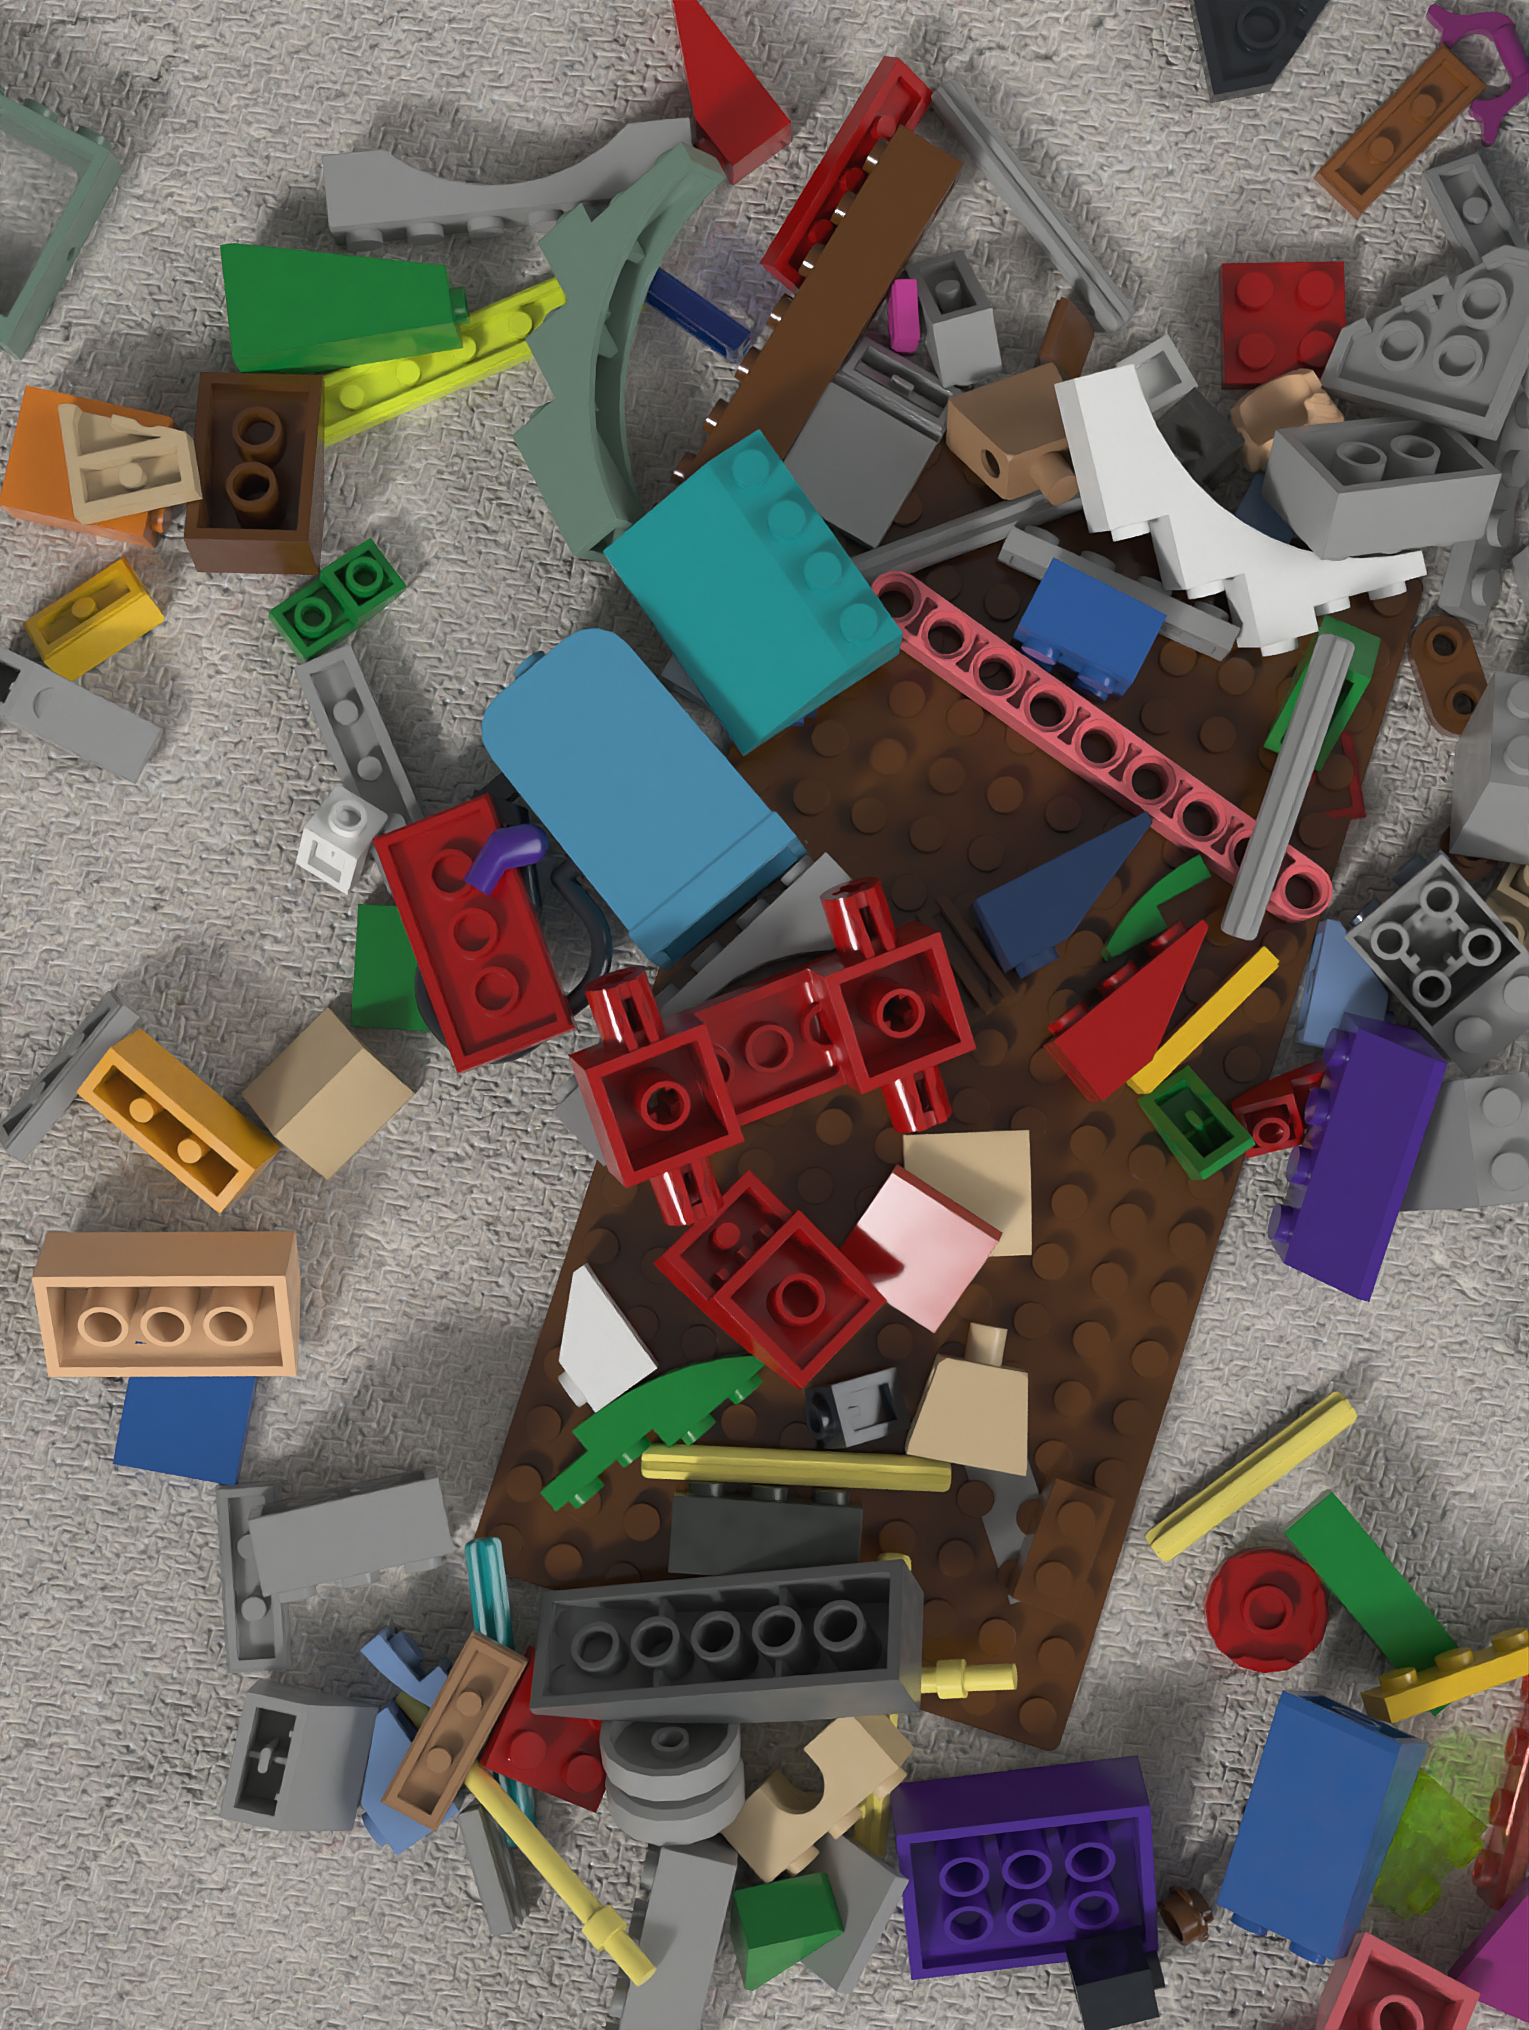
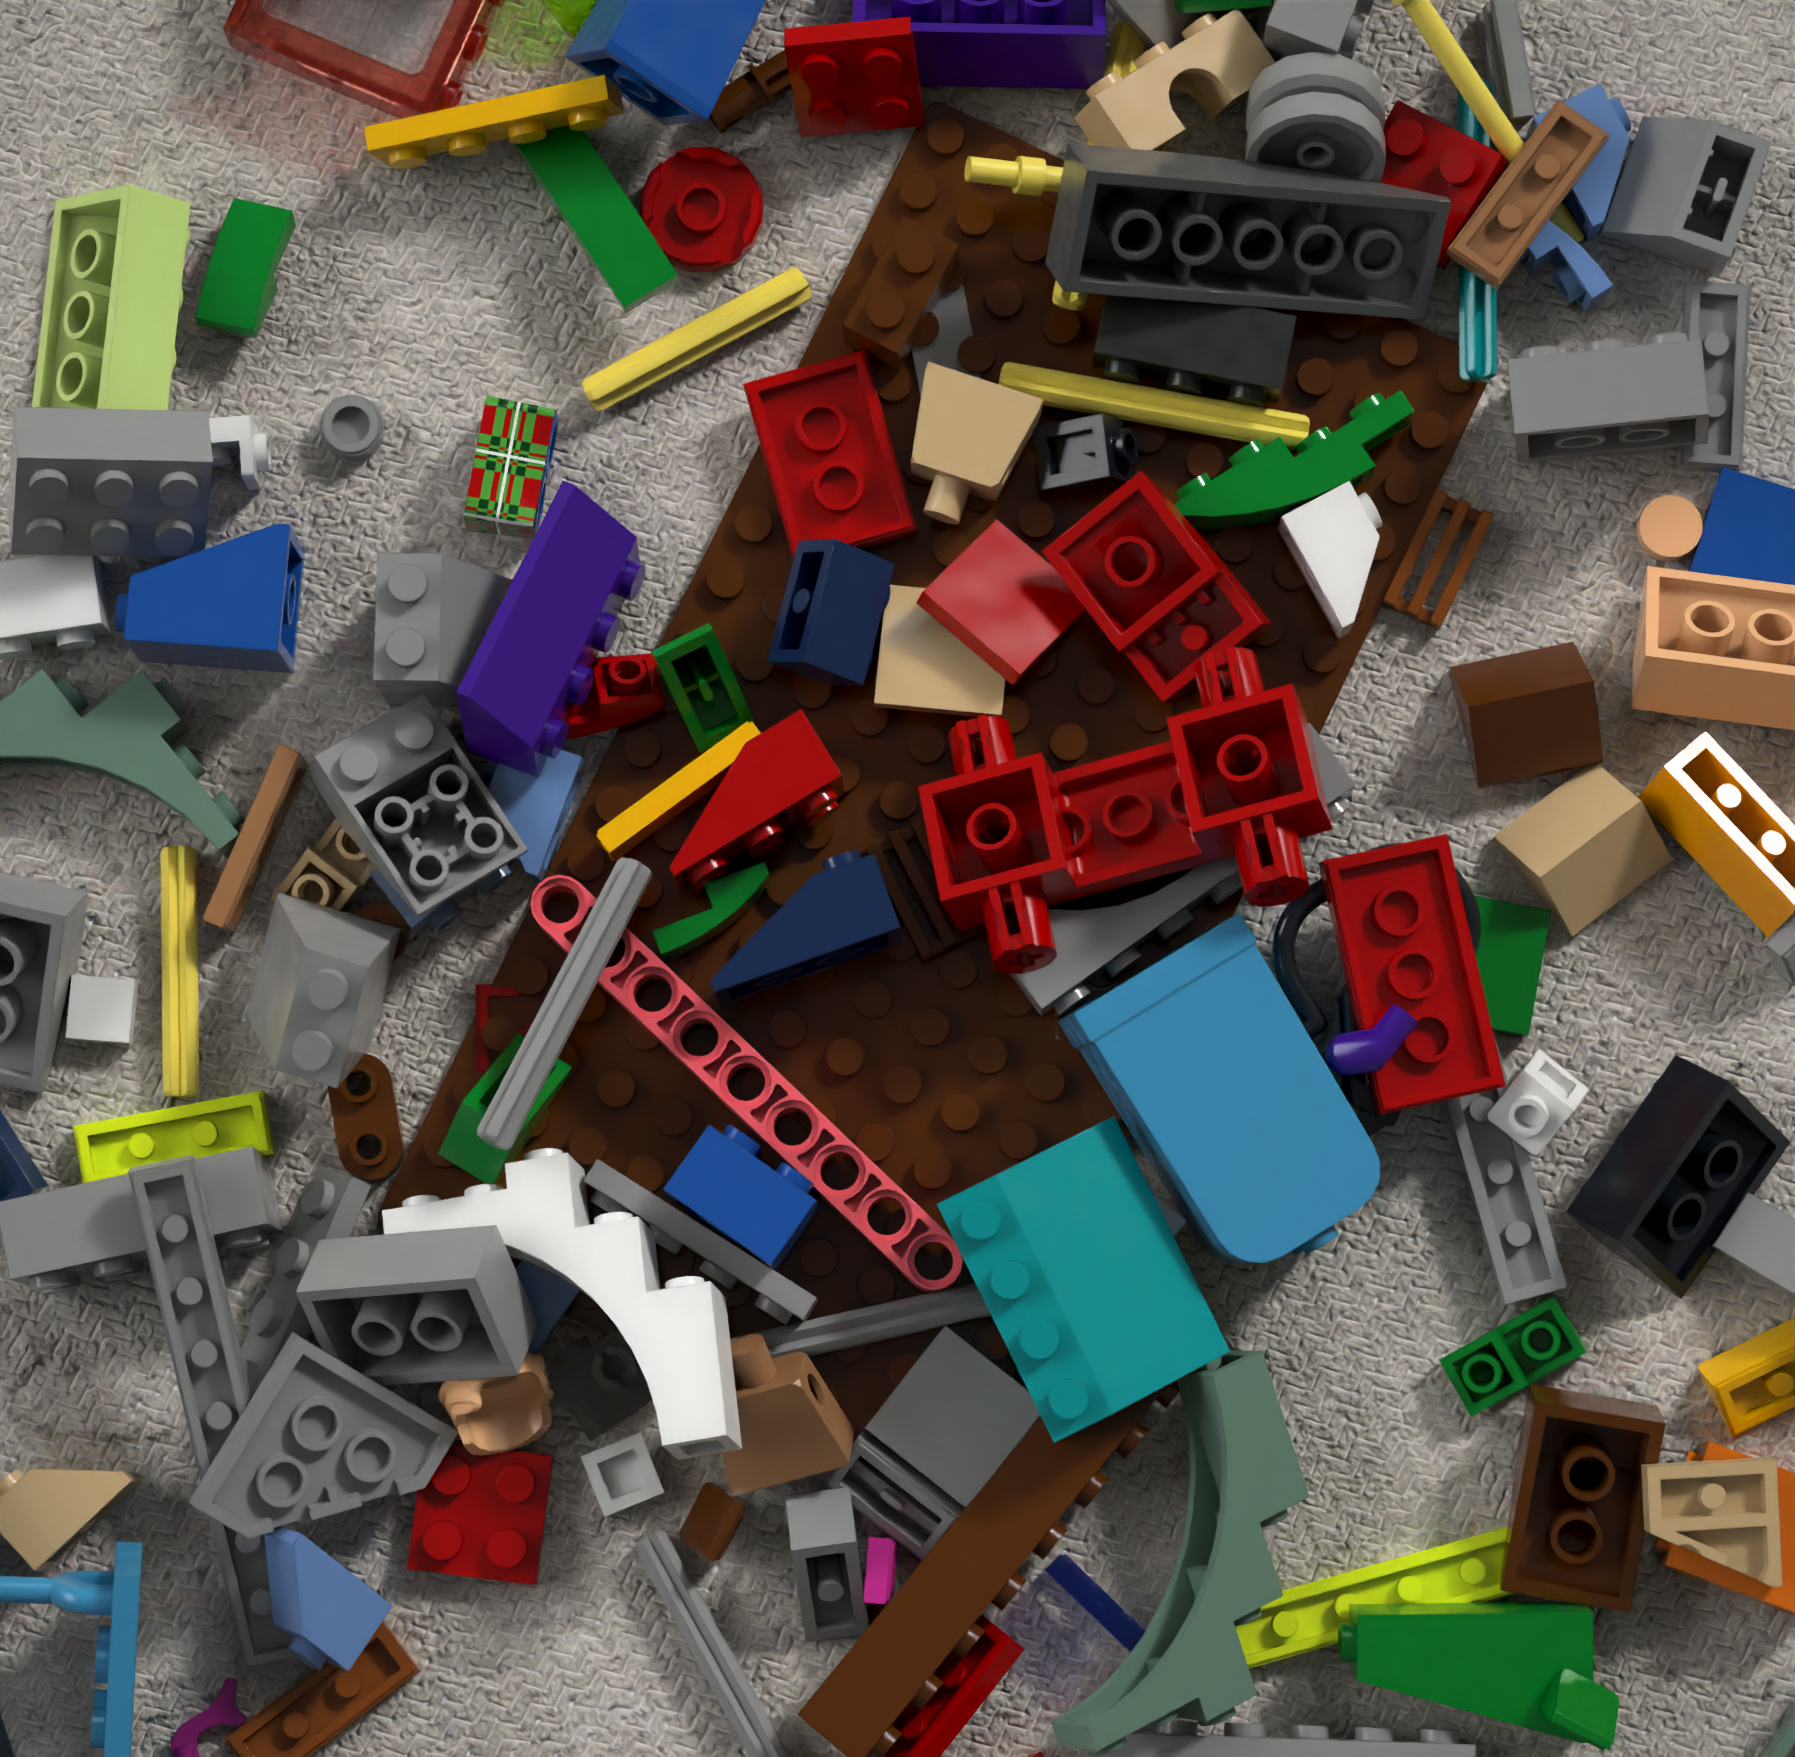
camera: 170 degrees left, 5 degrees down
(202, 788) = (1678, 1174): none -> black slope
(232, 263) = (1582, 1708): none -> green slope
(279, 1418) = (1669, 528): none -> light nougat tile
(395, 1215) = (1528, 714): none -> reddish brown slope
(484, 1407) = (1460, 511): none -> dark orange tile
(1083, 1213) = (831, 612): none -> dark blue brick
(1105, 1373) = (830, 454): none -> red tile
(1138, 1760) = (854, 77): none -> red plate
(1224, 1744) = (751, 92): none -> reddish brown axle
(1415, 1321) = (510, 468): none -> piece
(1420, 208) = (319, 1602): none -> medium blue slope

